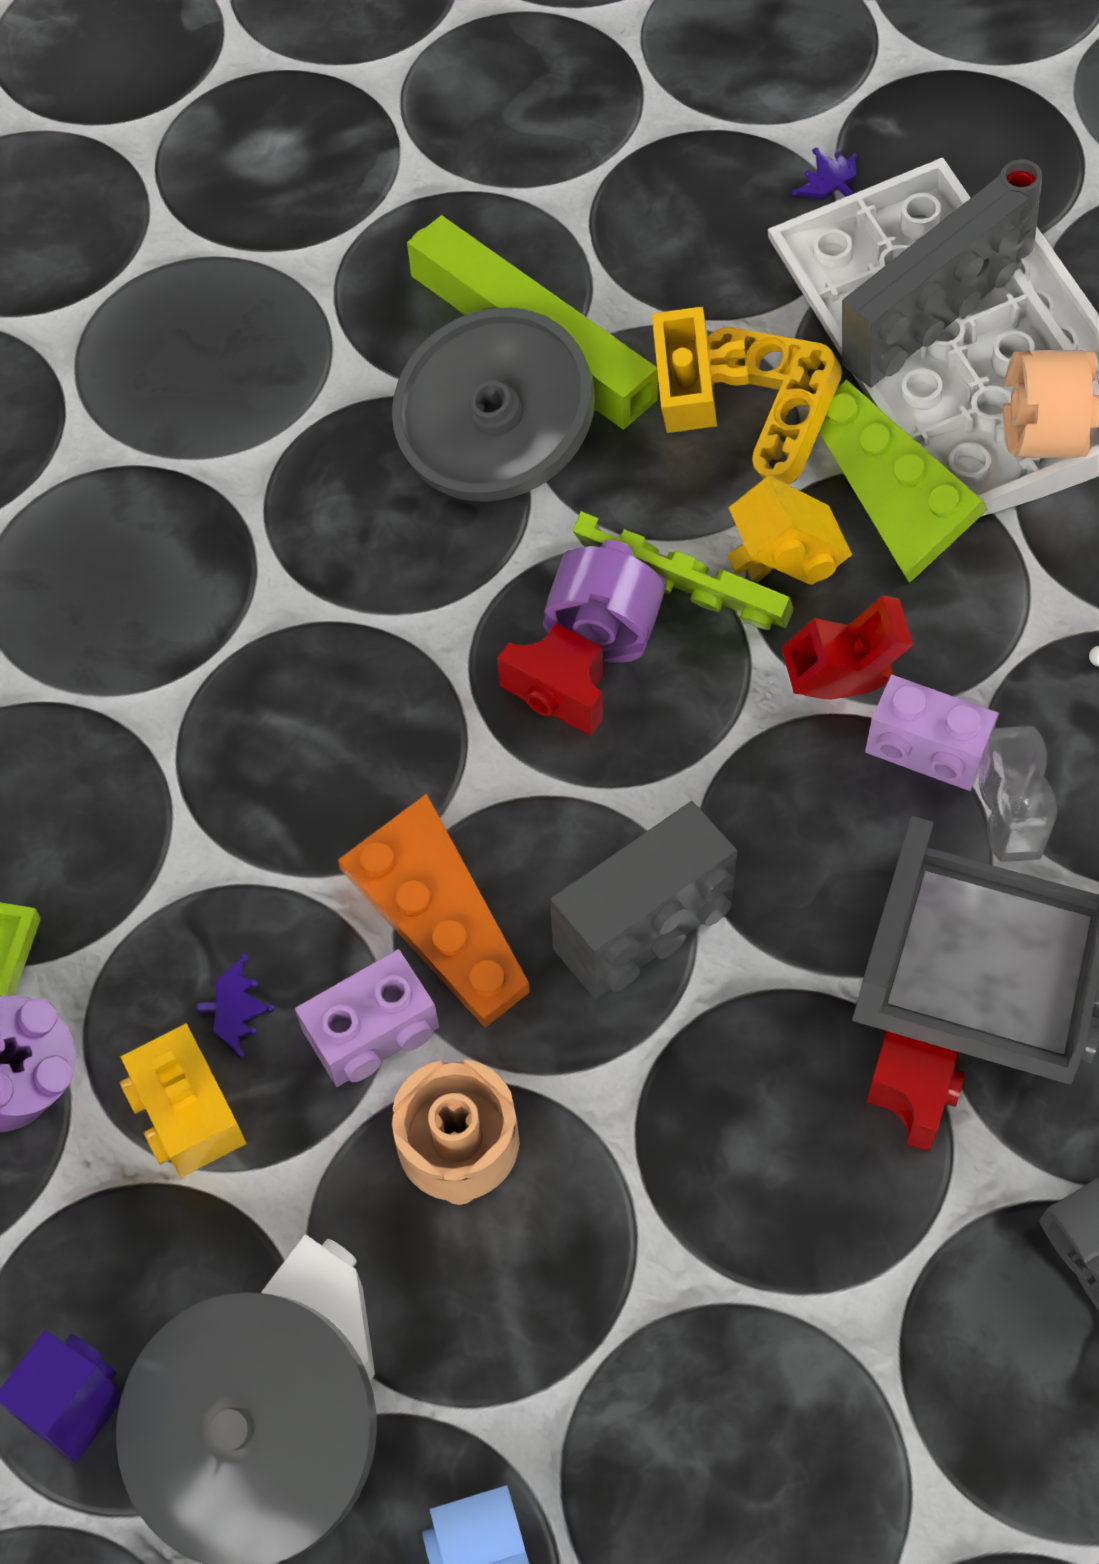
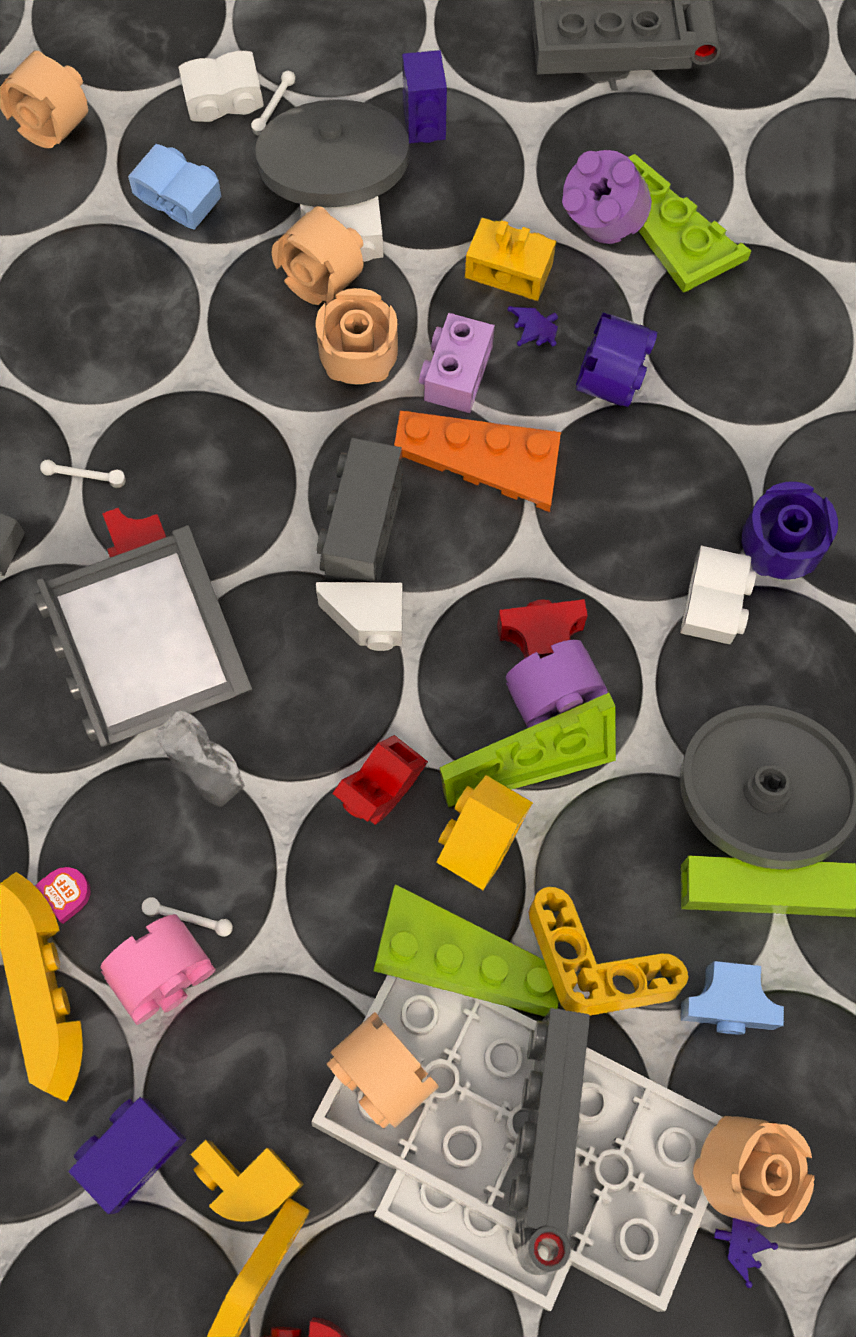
camera: 135 degrees right, 10 degrees up
(209, 870) = (615, 360): none -> dark purple brick
(235, 584) = (789, 531): none -> dark purple brick
(360, 591) = (717, 595): none -> white brick
(405, 1271) = (318, 256): none -> light nougat brick
(686, 285) = (733, 1000): none -> light blue brick
(691, 369) = (669, 917): yellow brick -> none
(730, 807) = (365, 611): none -> white slope
(792, 179) = (755, 1171): none -> light nougat brick
(877, 1209) = (115, 477): none -> white hinge
(930, 732) = (285, 766): lavender brick -> none

